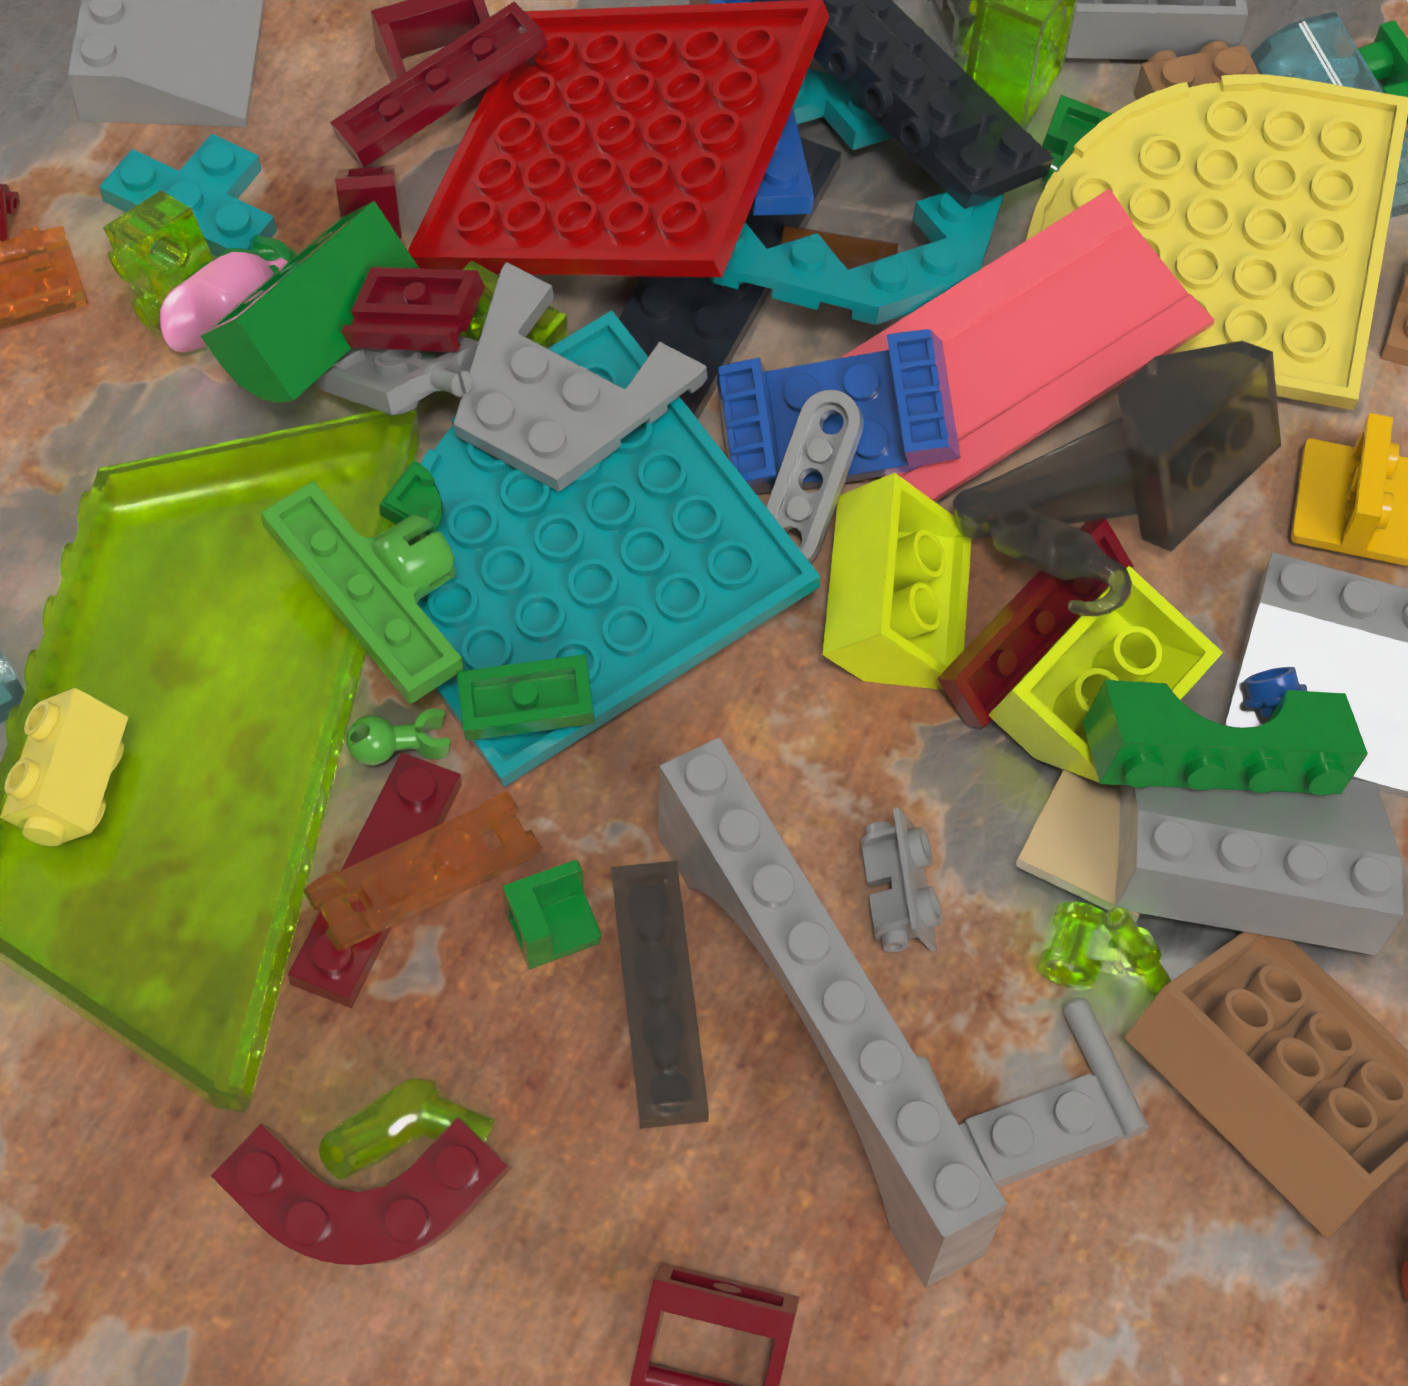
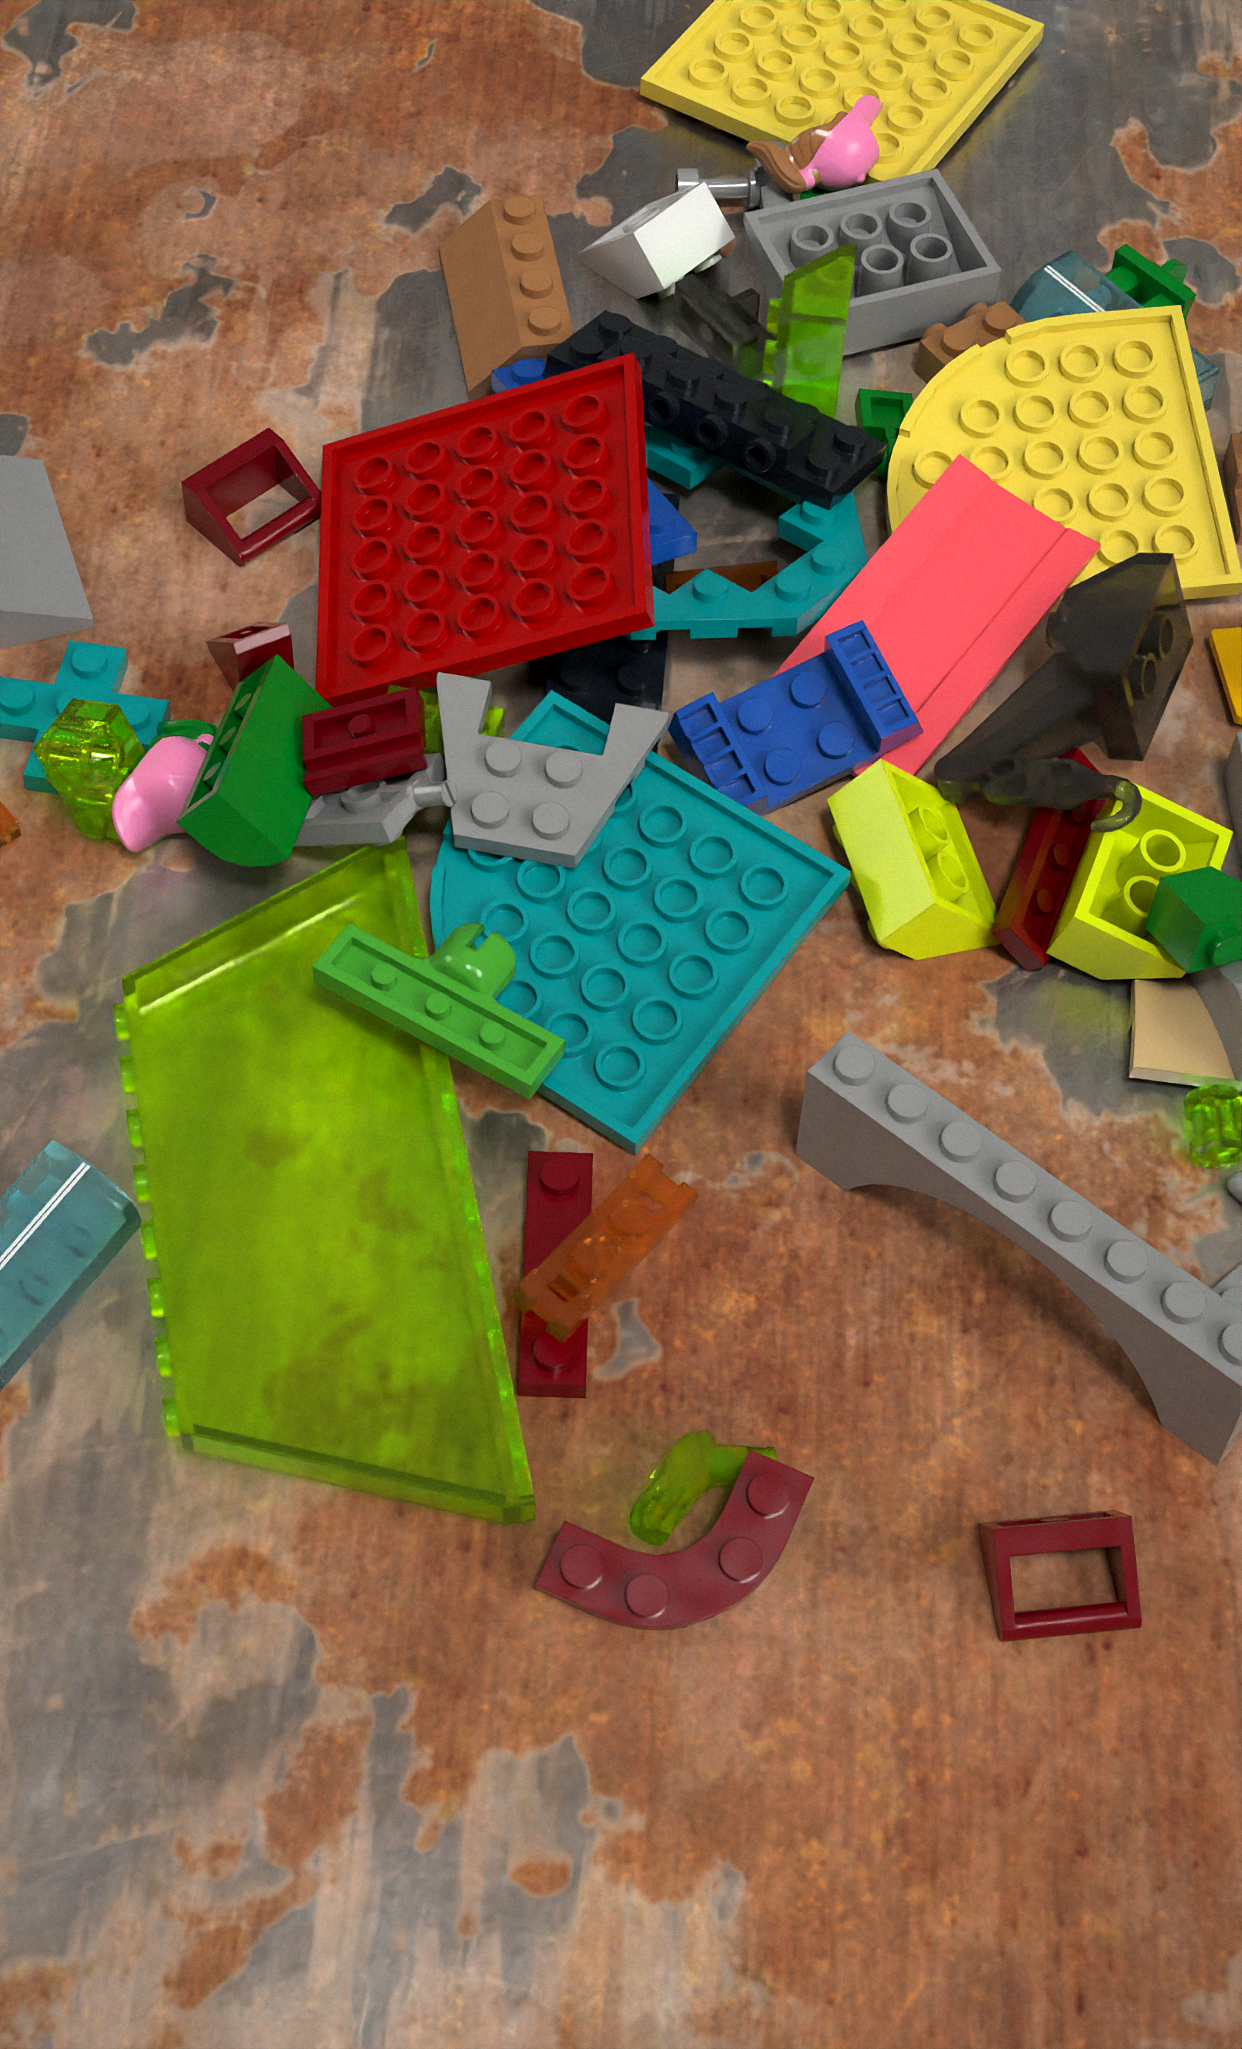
camera: 20 degrees left, 5 degrees down
(64, 768) = (222, 1261): light yellow brick -> none
(378, 738) = (499, 1147): bright green arm -> none
(413, 495) = (442, 913): green tile -> none
(439, 84) = (275, 533): dark red plate -> none
(525, 697) = (633, 1060): green plate -> none
(551, 914) = (735, 1253): green panel -> none
(659, 995) = (869, 1289): clear smoke plate -> none
(816, 452) = (805, 765): light grey plate -> none
(911, 906) = (1024, 1101): light grey hinge -> none

